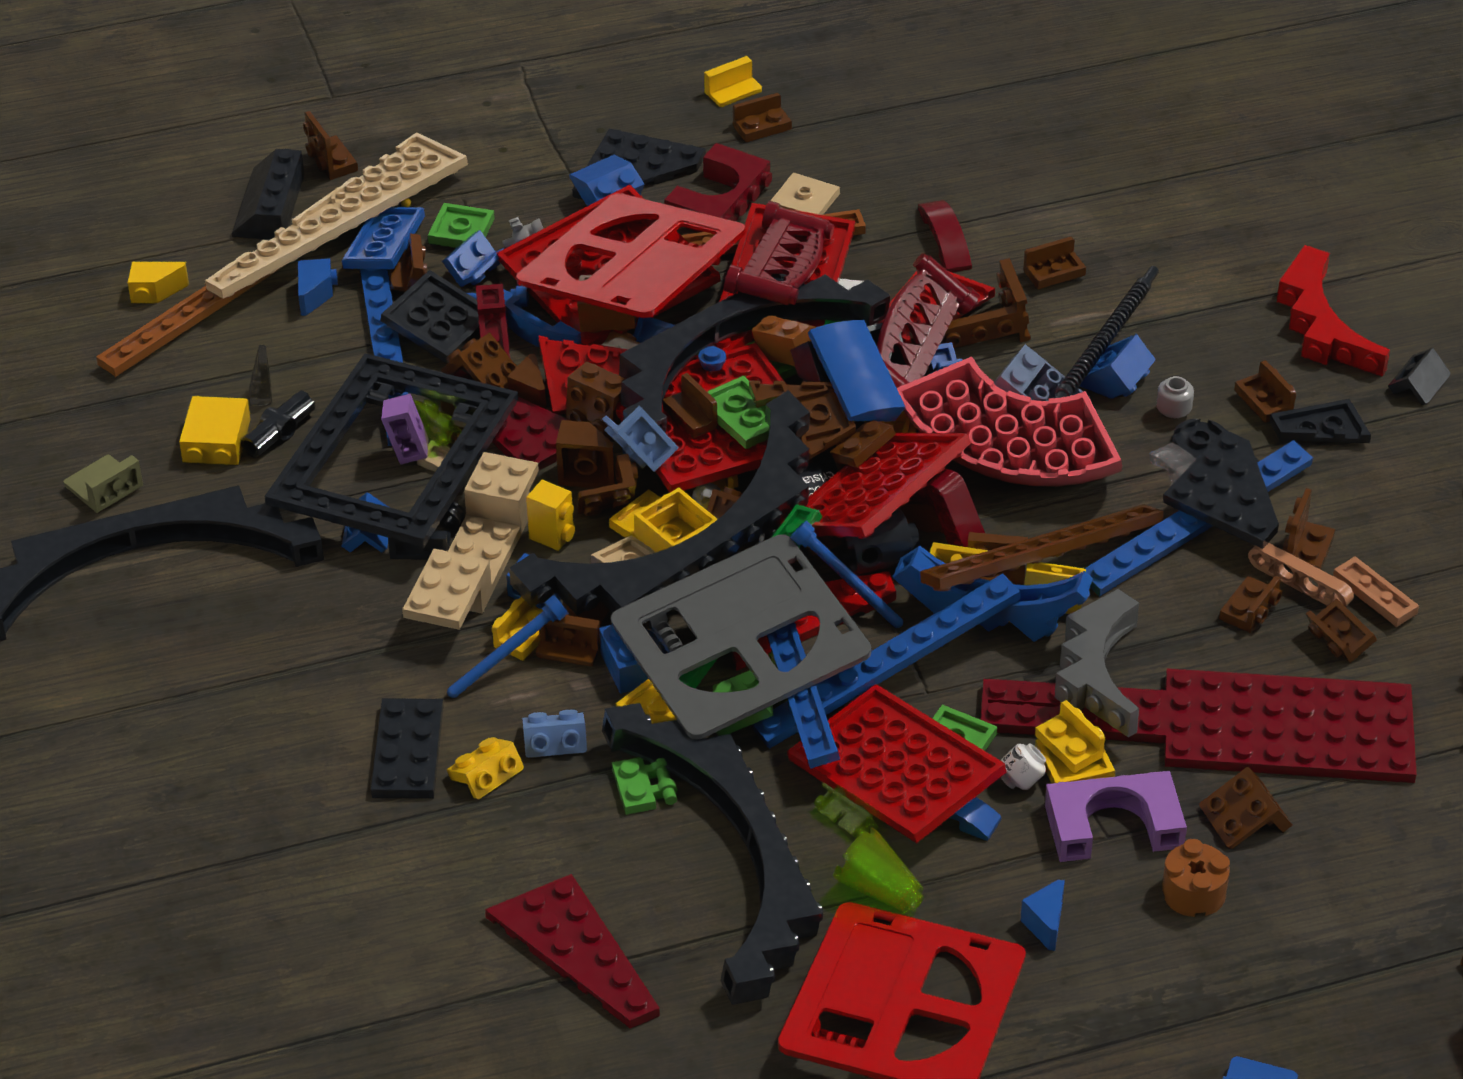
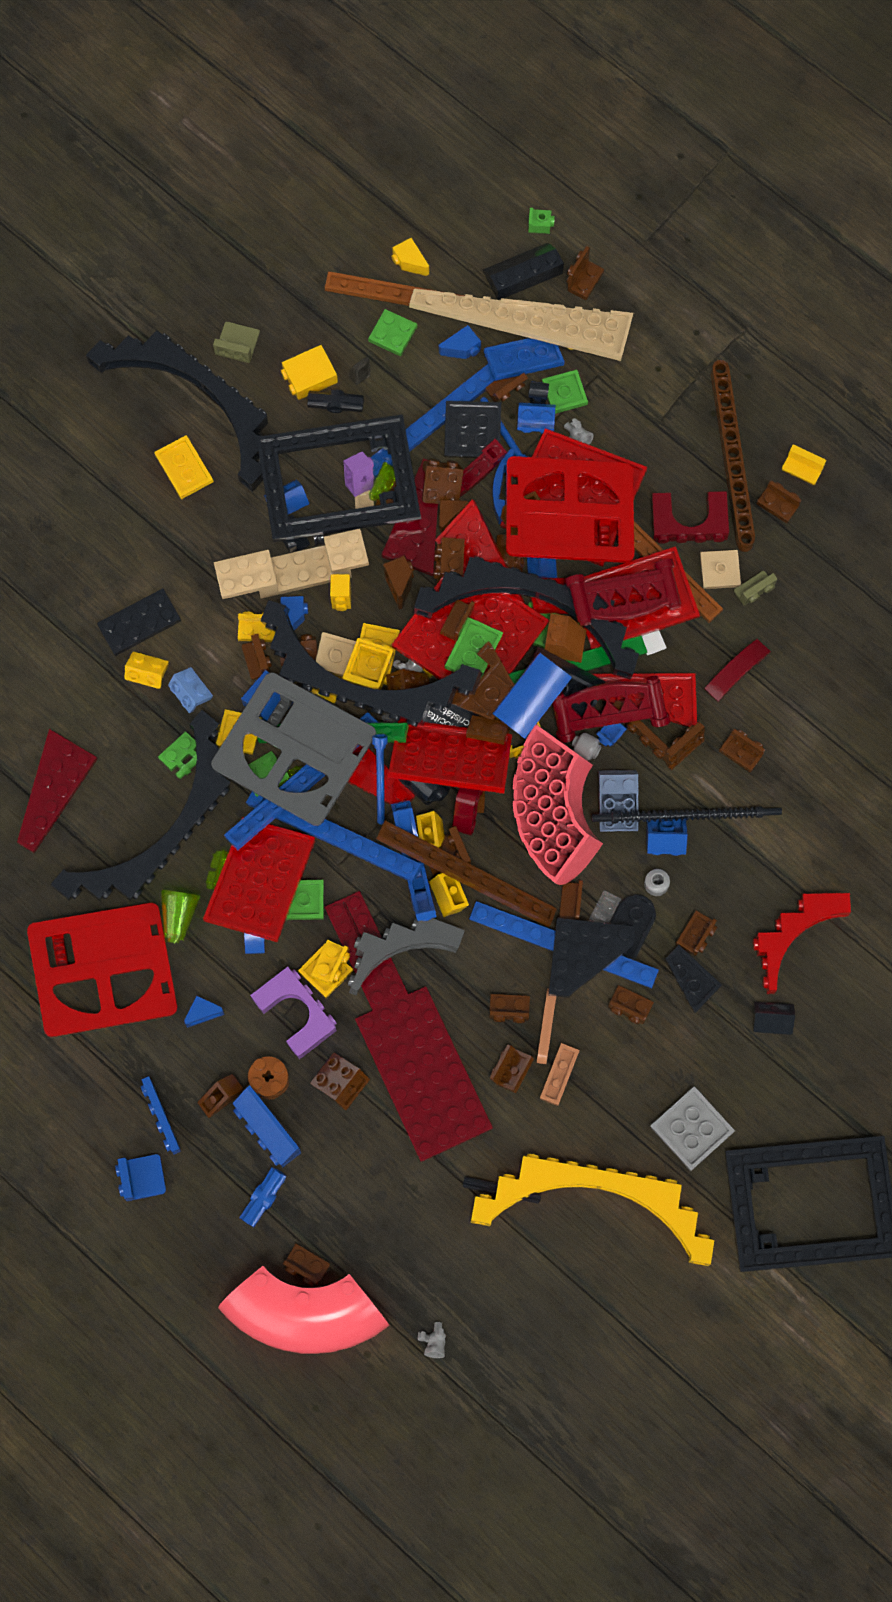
camera: 60 degrees right, 30 degrees up
(221, 159) = (540, 221): none -> bright green brick
(227, 605) = (183, 467): none -> yellow plate
(234, 340) = (392, 332): none -> bright green plate
(446, 234) = (538, 392): none -> black piece
(551, 611) = (254, 640): blue piece -> none
(605, 178) = (649, 449): blue slope -> none
(612, 496) = (387, 617): reddish brown bracket -> none
(641, 439) = (403, 607): medium blue bracket -> none
(652, 121) = (732, 463): none -> reddish brown beam
(652, 157) = (690, 451): black plate -> none
(712, 358) = (514, 605): blue plate -> none
(855, 175) = (754, 587): none -> olive bracket
(1023, 766) = (299, 946): white head -> none
(1143, 482) = (571, 900): none -> reddish brown panel
(1175, 1026) = (156, 1108): none -> blue plate
(1188, 946) = (220, 1095): none -> reddish brown slope
(1269, 904) = (266, 1126): none -> blue slope
(1307, 540) = (578, 1016): reddish brown bracket -> none
(1327, 491) = (630, 1005): none -> reddish brown bracket
(1372, 961) = (263, 1197): none -> blue piece

